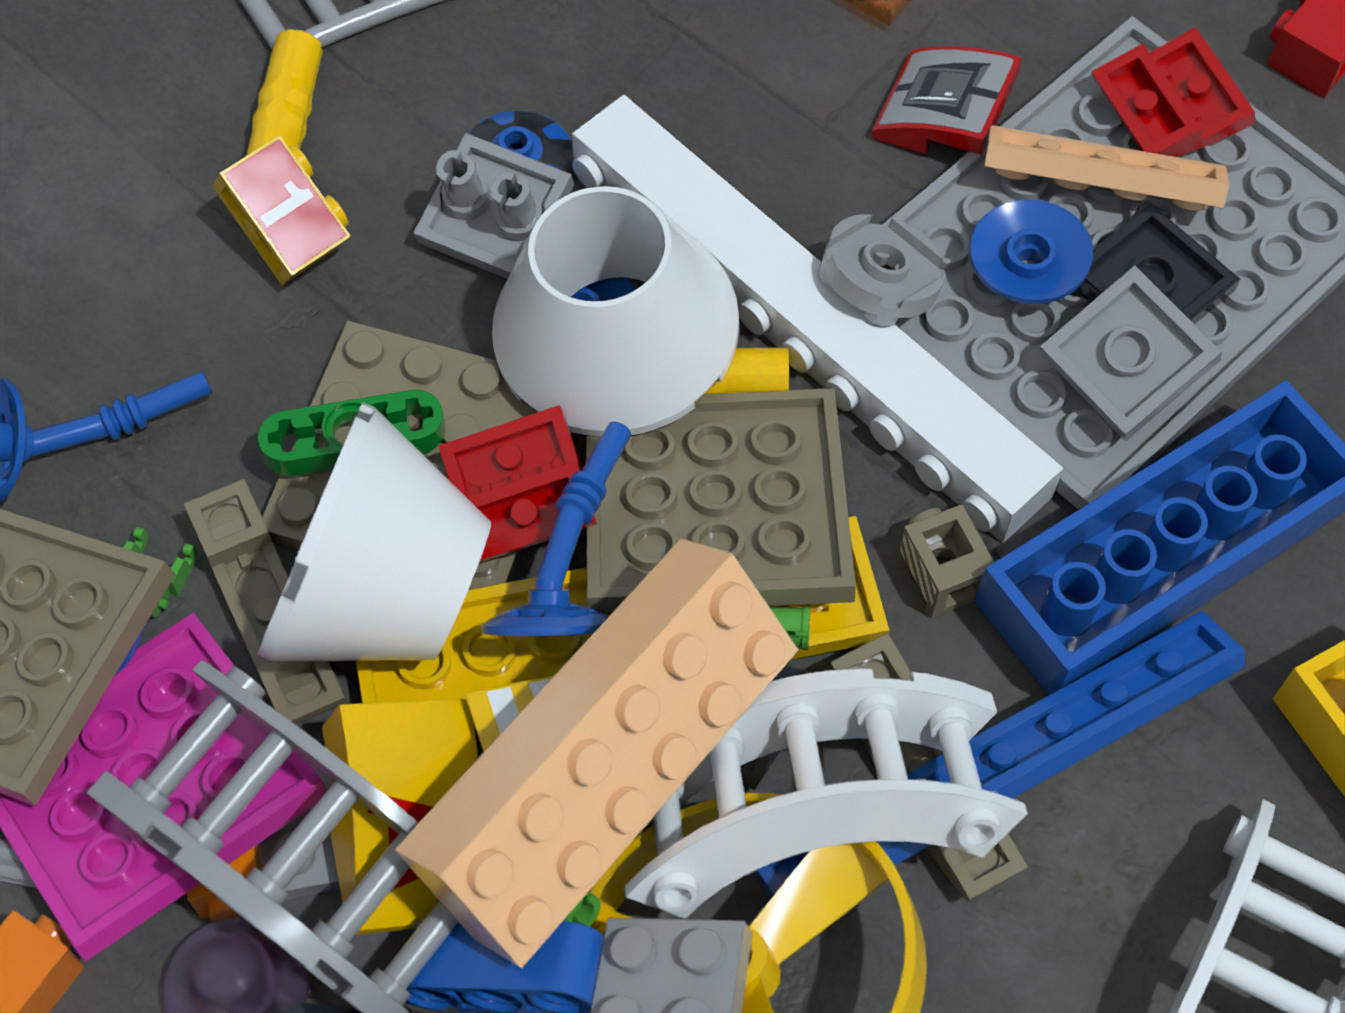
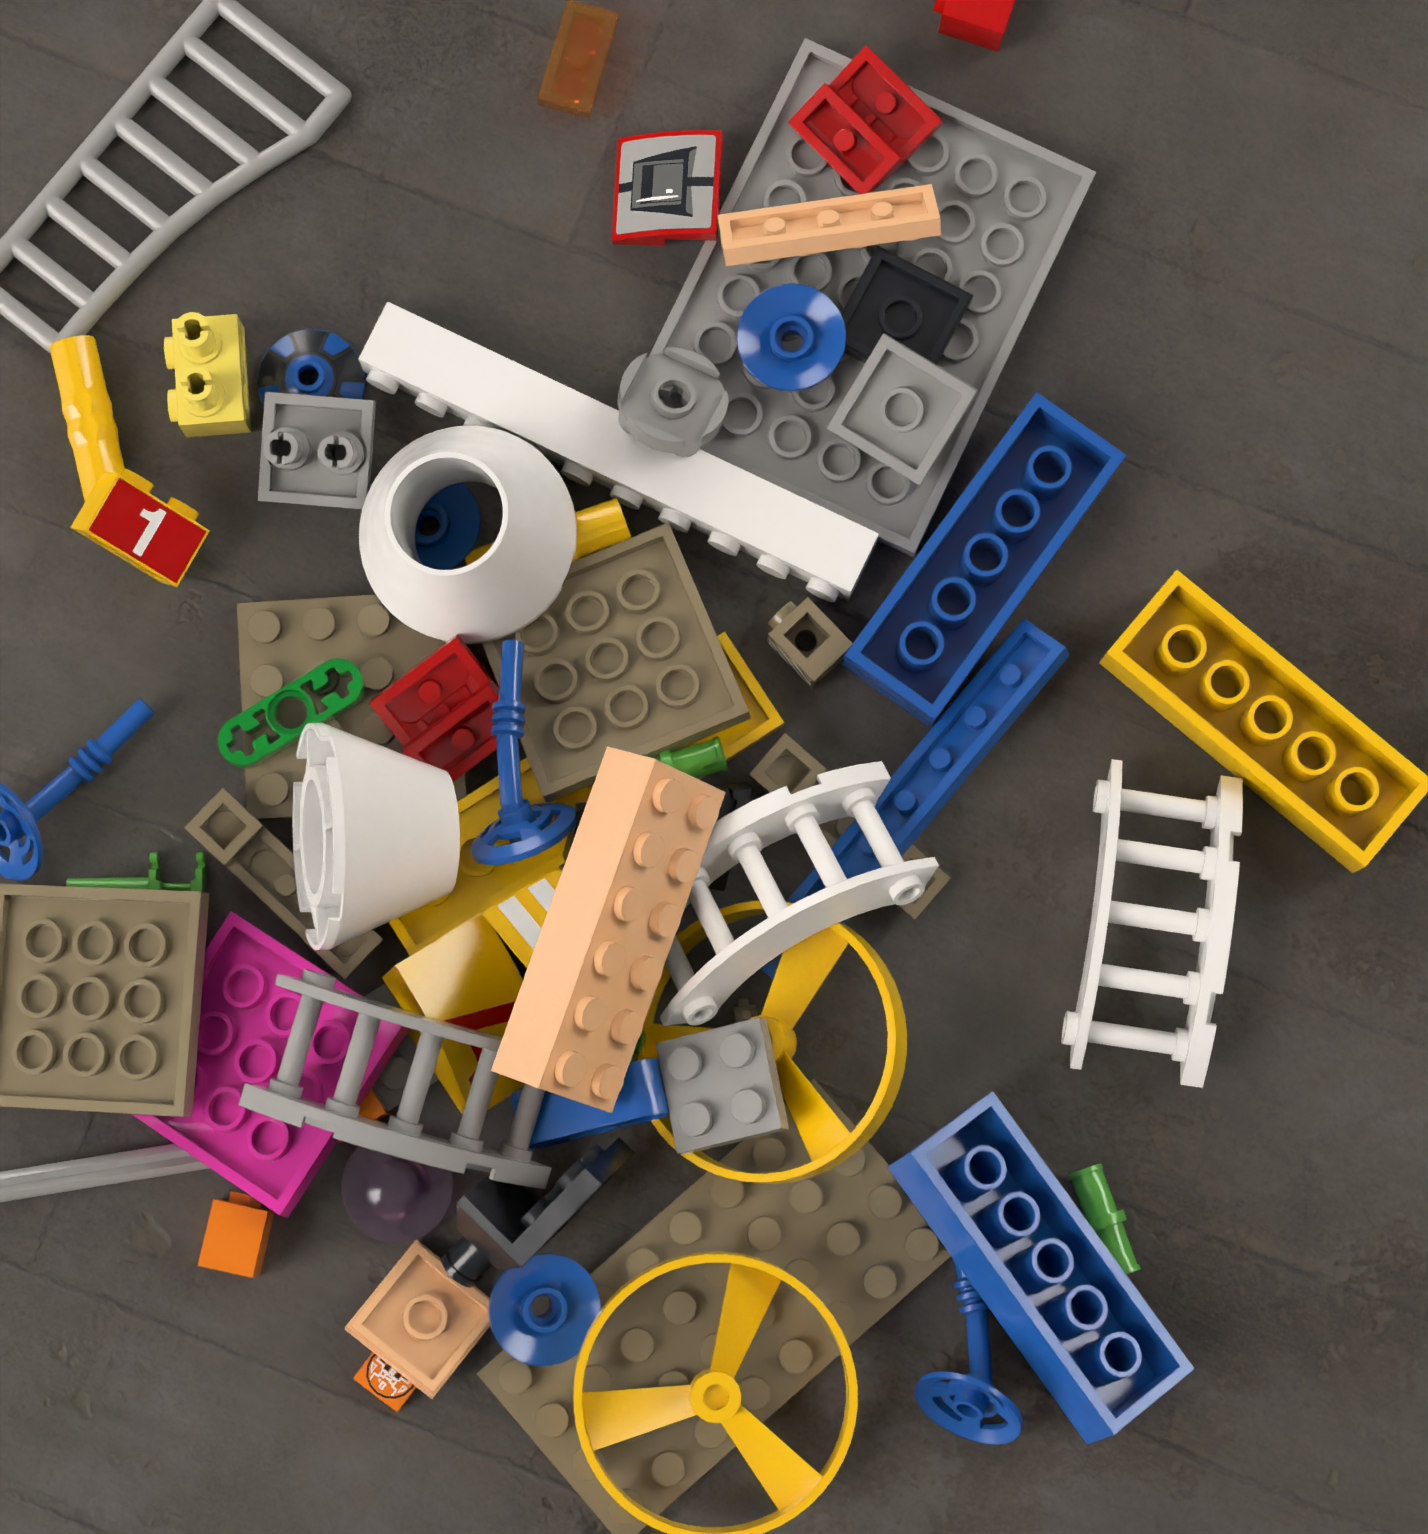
camera: 20 degrees left, 20 degrees up
(418, 106) = (209, 375): none -> light yellow brick

